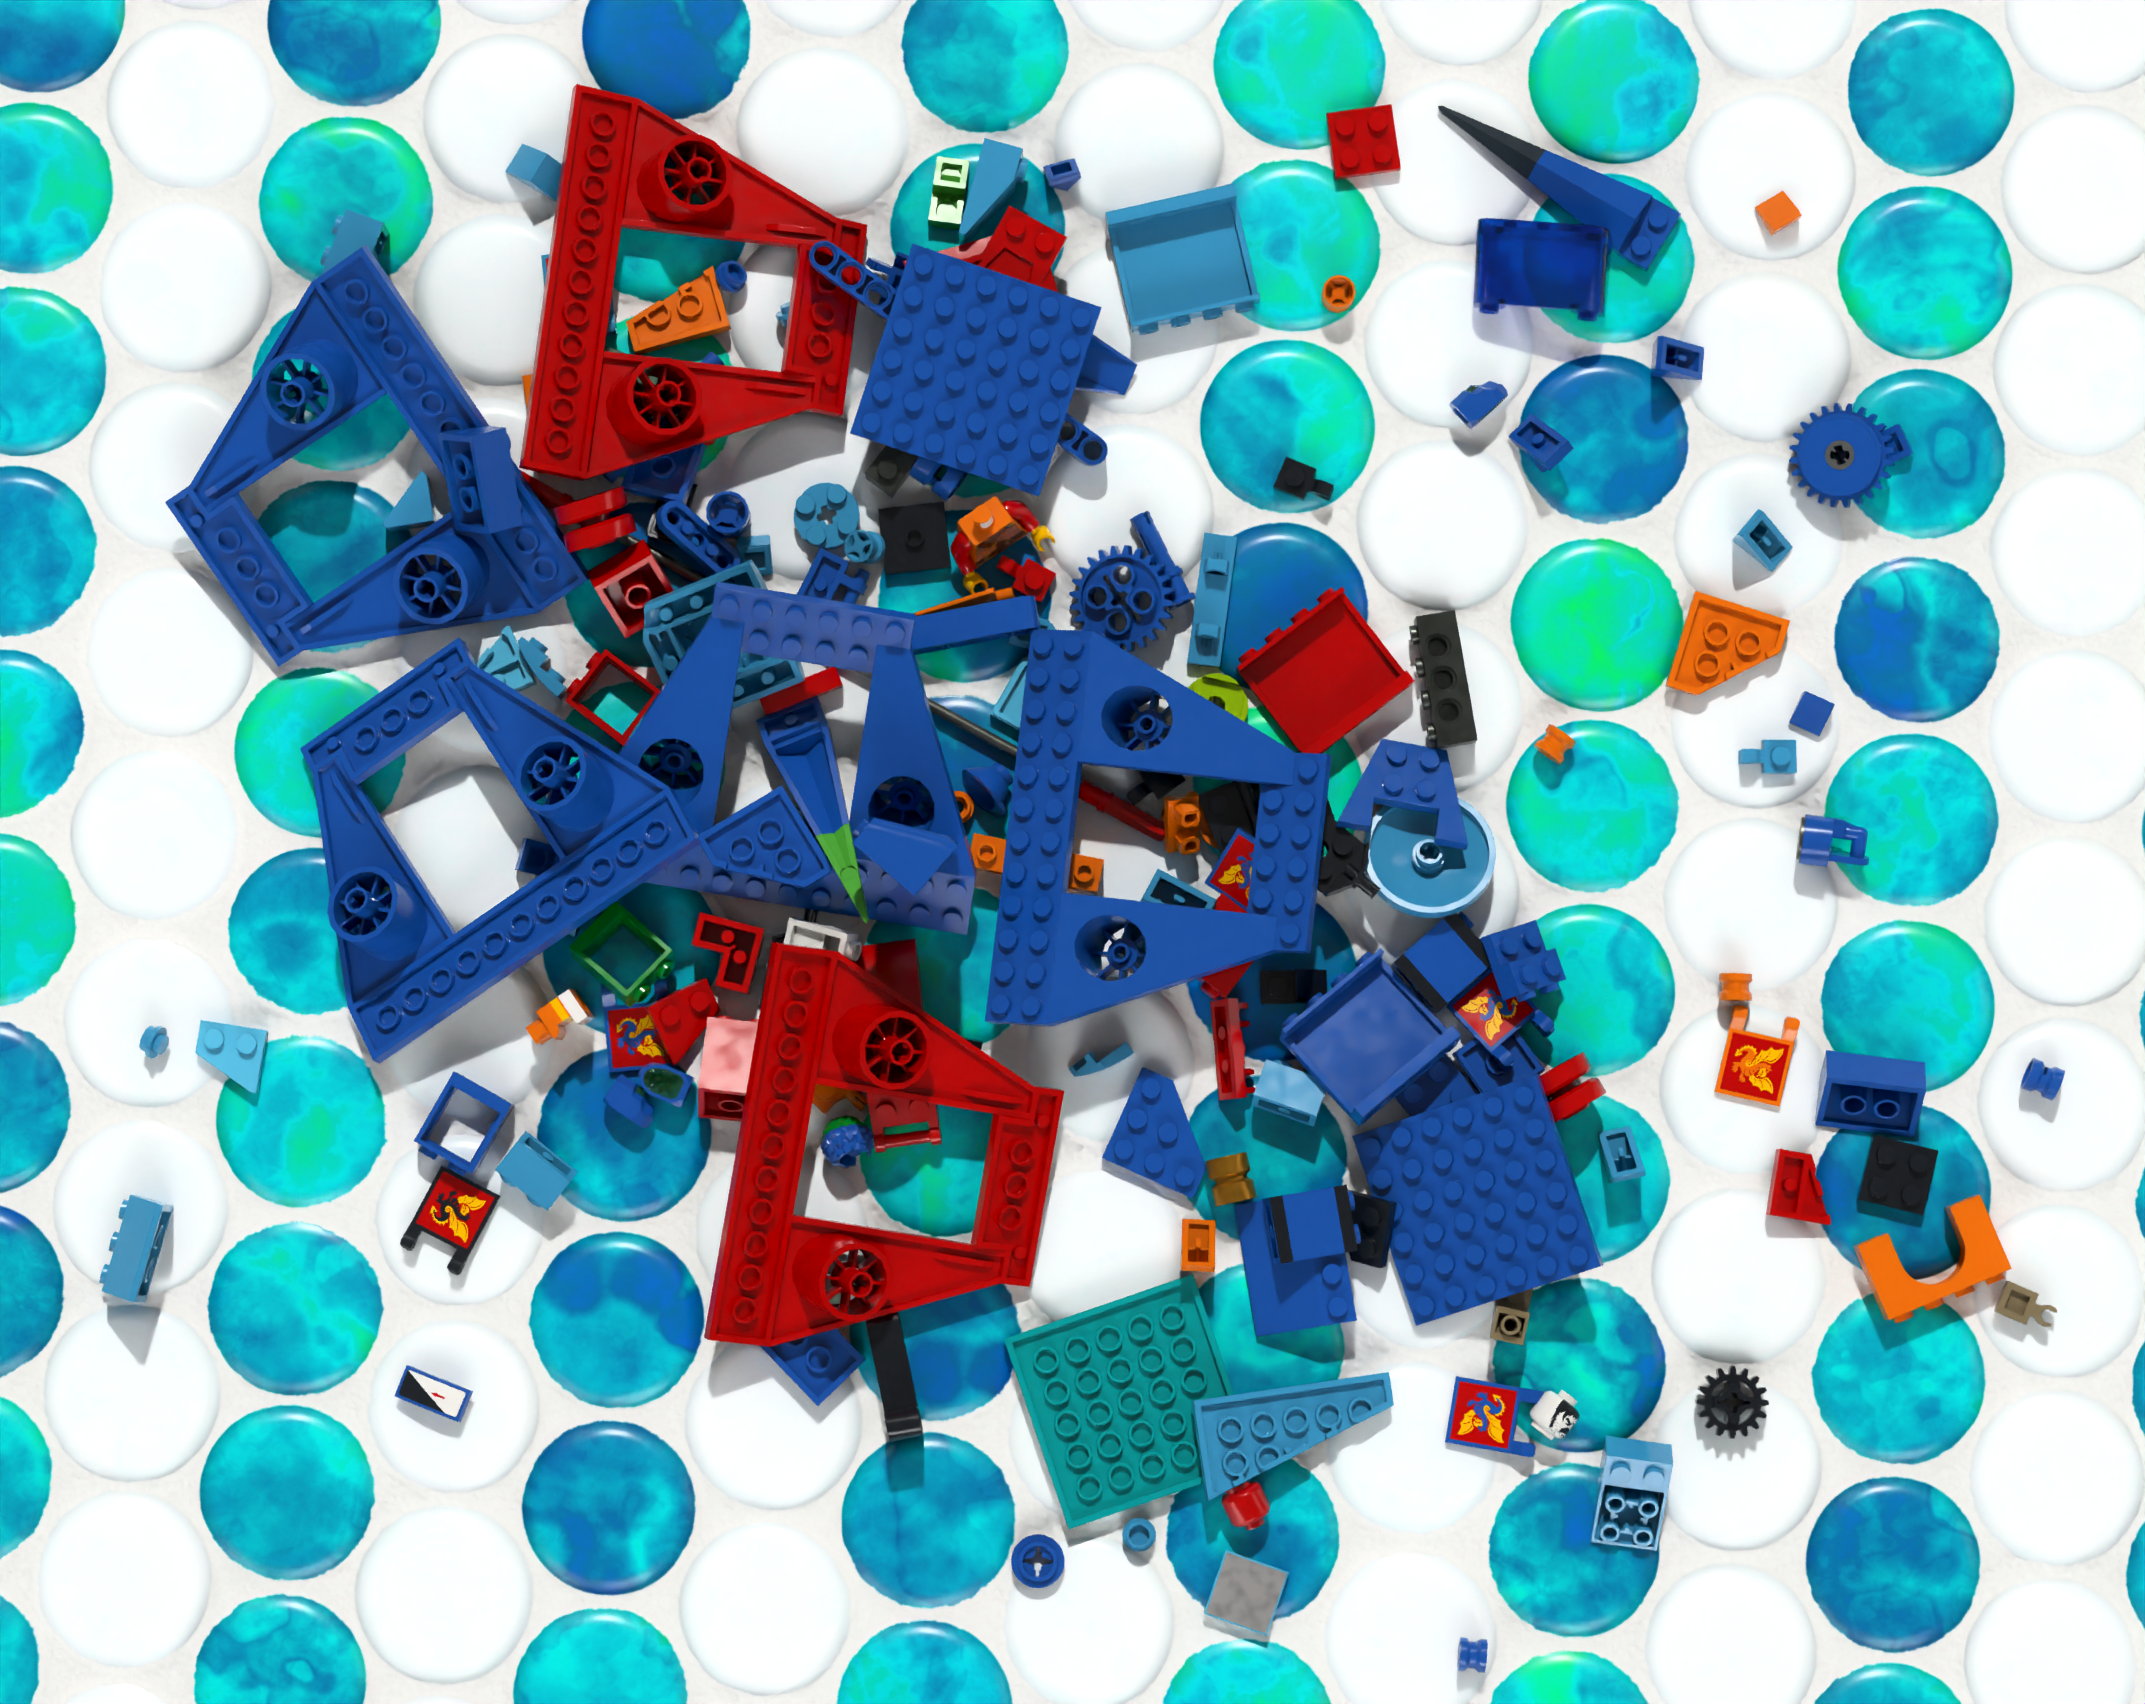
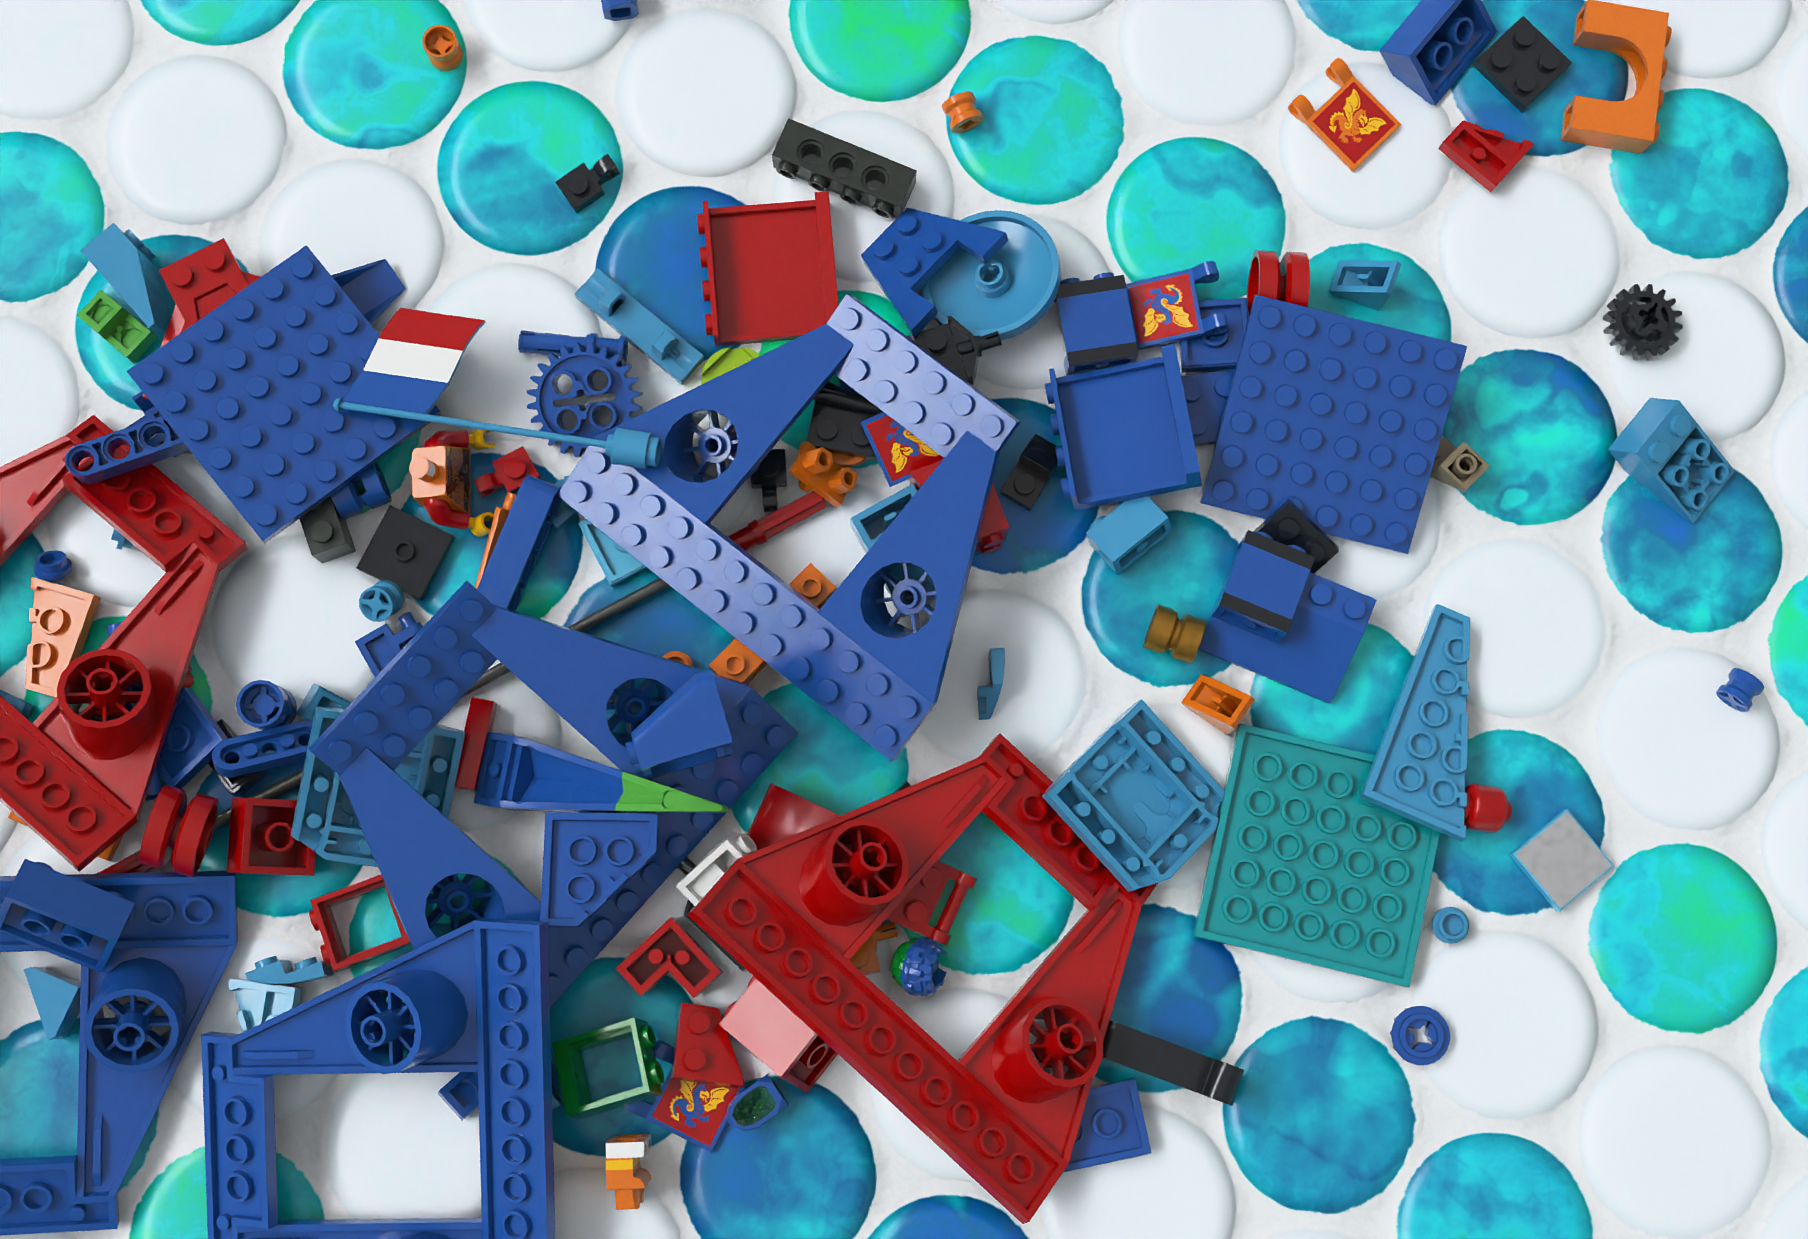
camera: 60 degrees left, 5 degrees down
(630, 1101) = (751, 1150): blue rock -> none
(809, 506) = (310, 624): dark azure plate -> none
(988, 787) = (676, 628): blue piece -> none
(1060, 457) = (416, 364): none -> flag
(1062, 174) = (172, 216): blue slope -> none
(1081, 1230) = (1138, 799): none -> dark azure wedge
(1156, 1136) = (1092, 677): blue plate -> none
(1182, 259) = (317, 161): dark azure panel -> none
(1230, 1049) = (1054, 561): red plate -> none
(1486, 1415) = (1525, 543): flag -> none
(1522, 962) = (1141, 257): blue plate -> none
(1554, 1414) = (1563, 481): white head -> none
(1735, 987) = (1274, 93): orange wheel -> none
(2021, 1304) = (1700, 30): dark tan plate -> none

